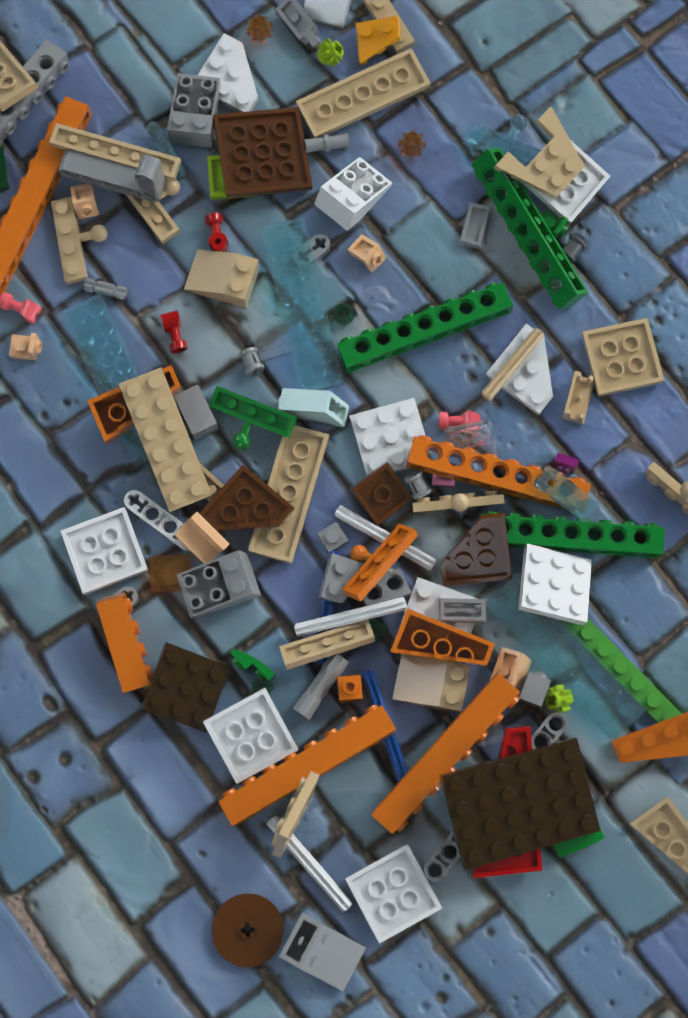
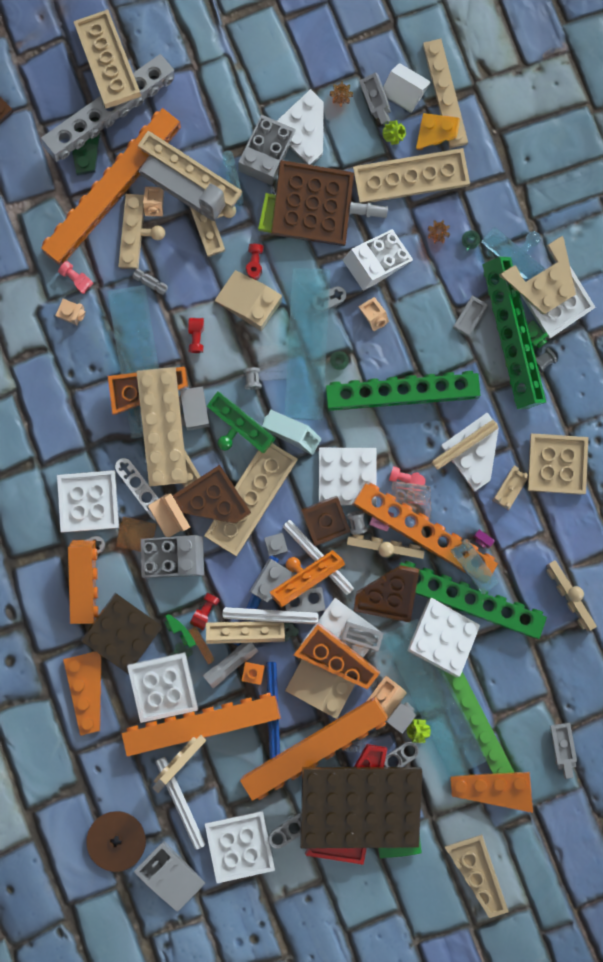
camera: 10 degrees right, 5 degrees up
(160, 760) = (85, 687): none -> orange wing
(271, 643) = (200, 617): none -> red leg
(281, 674) = (202, 645): none -> clear orange tile
(450, 137) = (471, 234): none -> clear green plate

